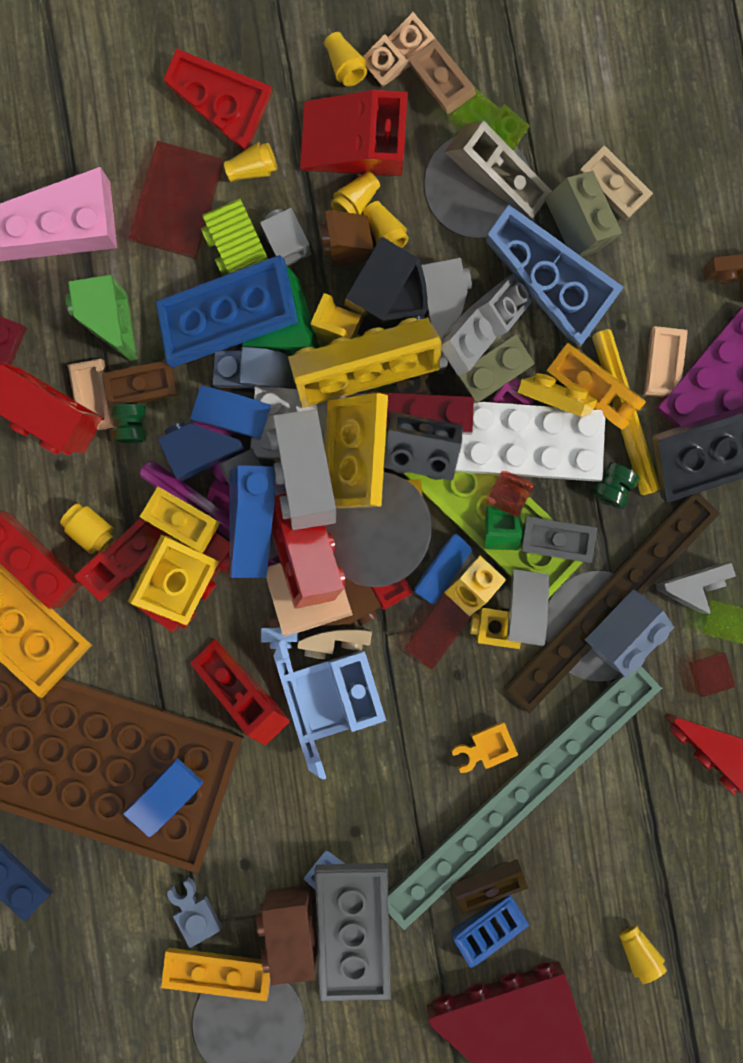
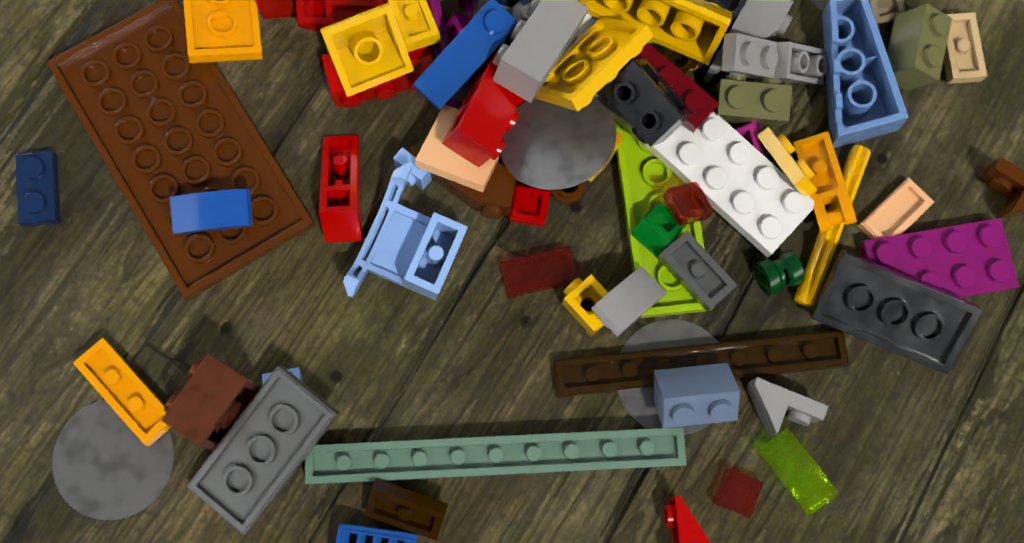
camera: 35 degrees right, 10 degrees down
(197, 917) = (151, 336): sand blue plate -> none
(324, 642) = (441, 201): tan slope -> none
(443, 569) = (583, 224): blue slope -> none
(475, 586) = (599, 254): yellow brick -> none
(491, 746) = (504, 396): light orange plate -> none

